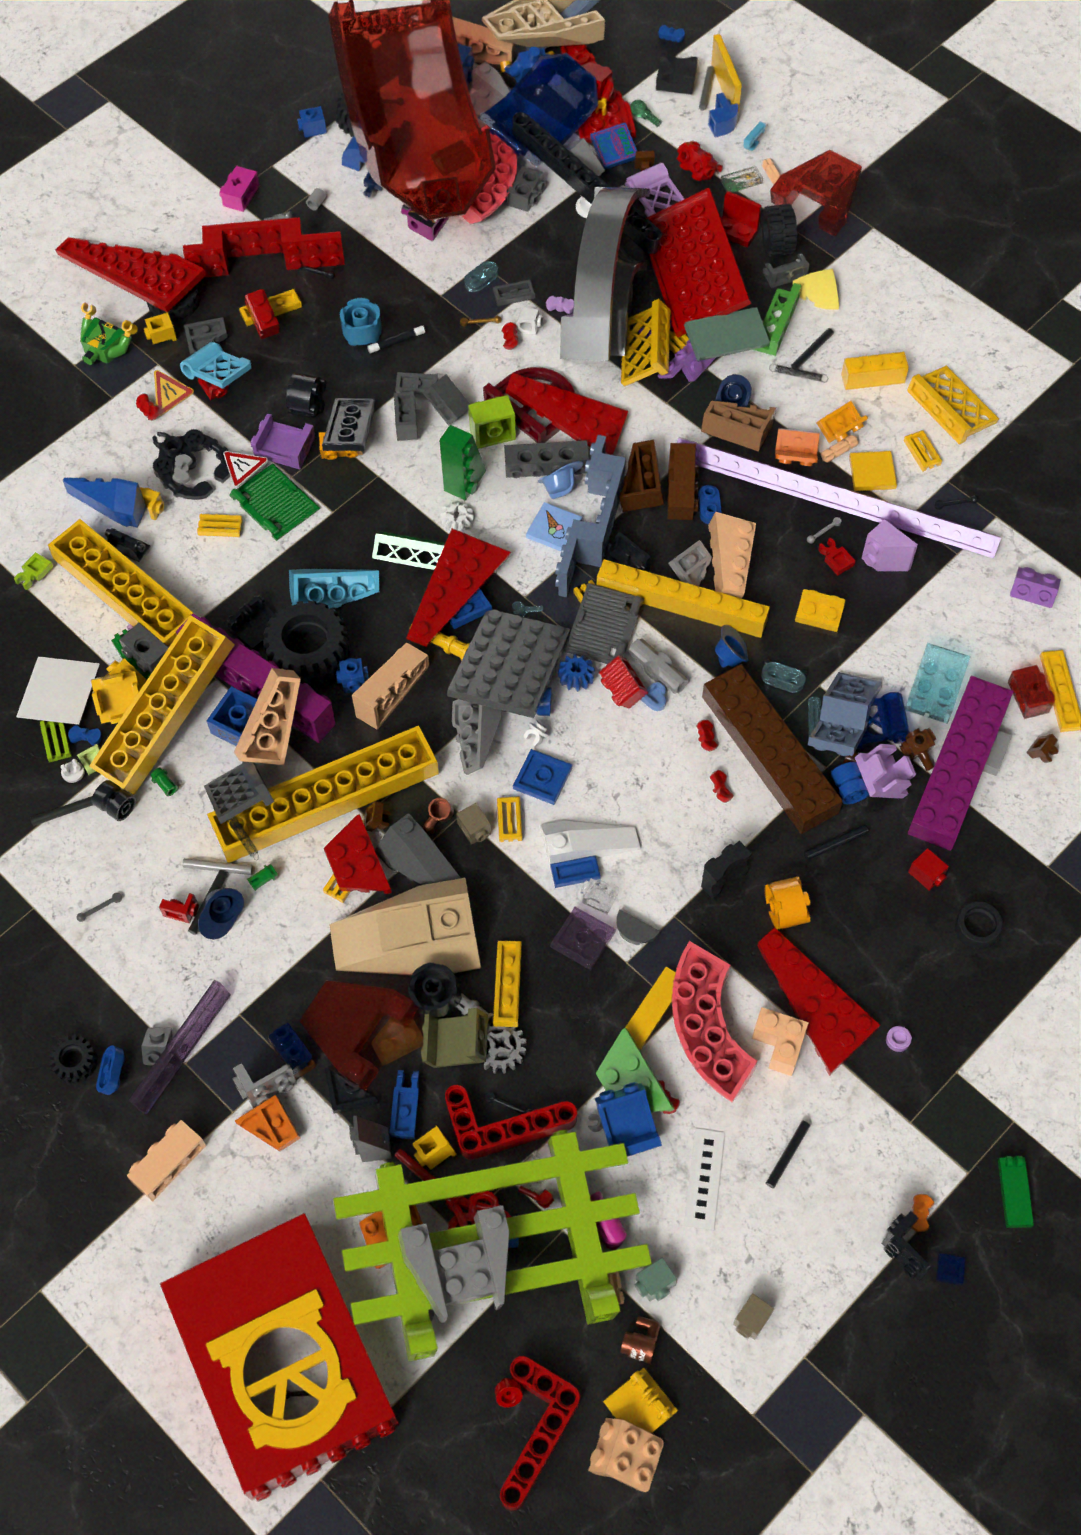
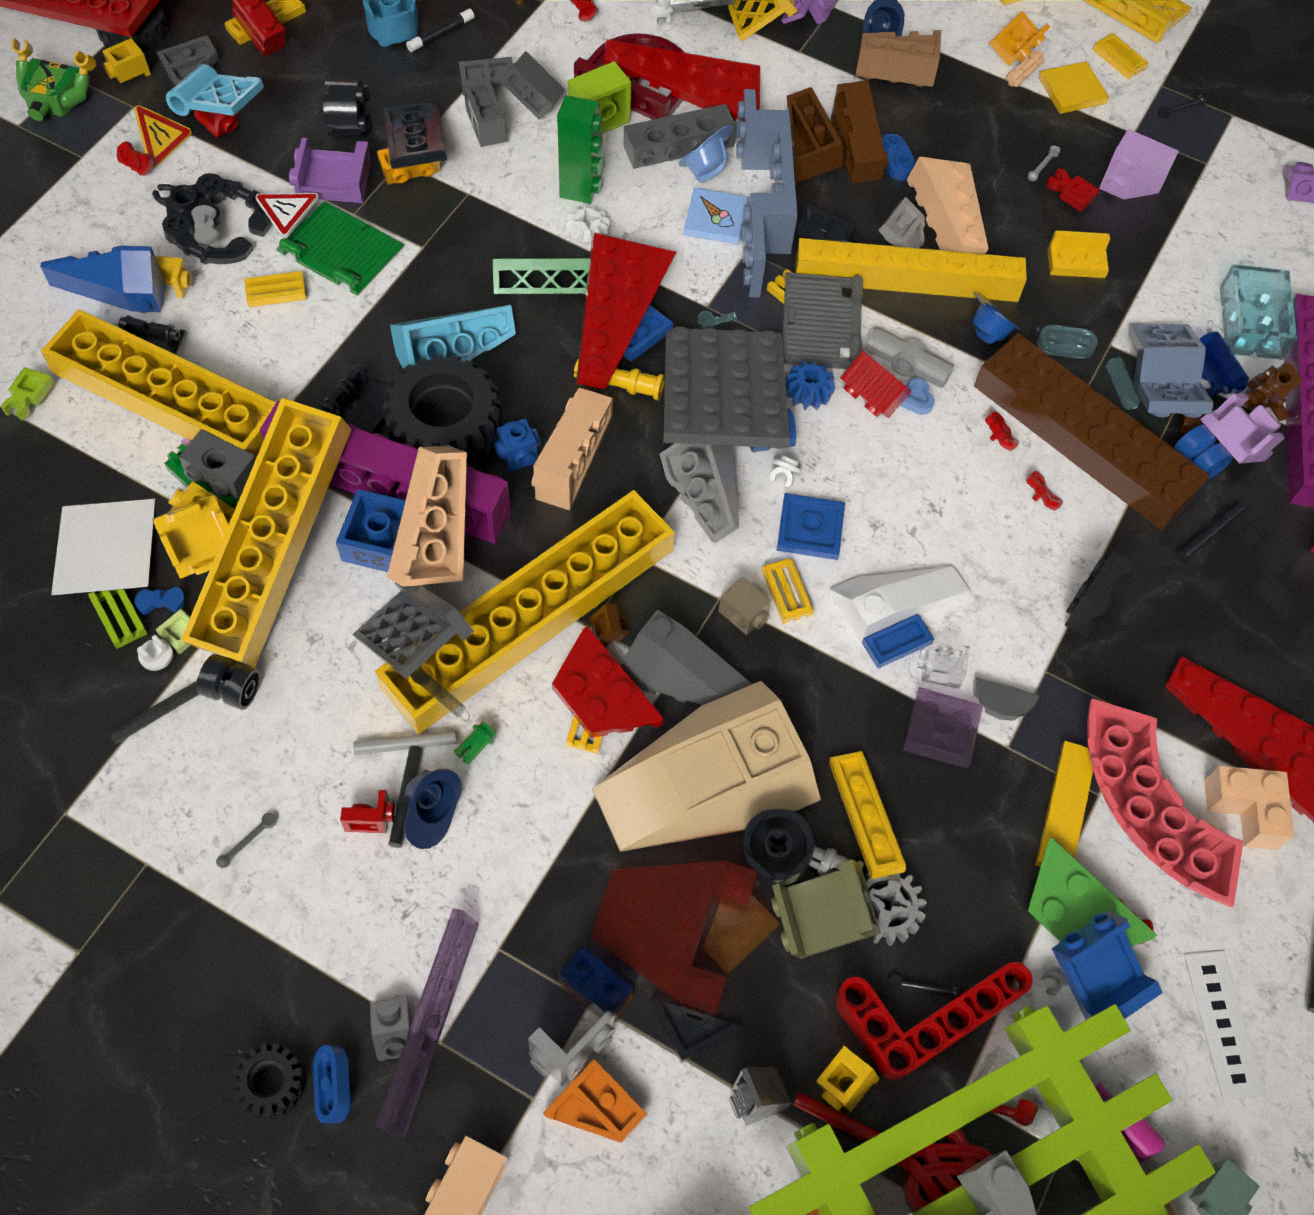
camera: 20 degrees left, 0 degrees up
(164, 782) = (287, 635): green pin -> none
(404, 1107) = (784, 1027): blue hinge -> none
(439, 810) = (697, 598): copper piece -> none
(787, 903) = (1193, 620): light orange brick -> none
(797, 446) = (973, 70): orange bracket -> none
(845, 500) = (1059, 123): piece -> none

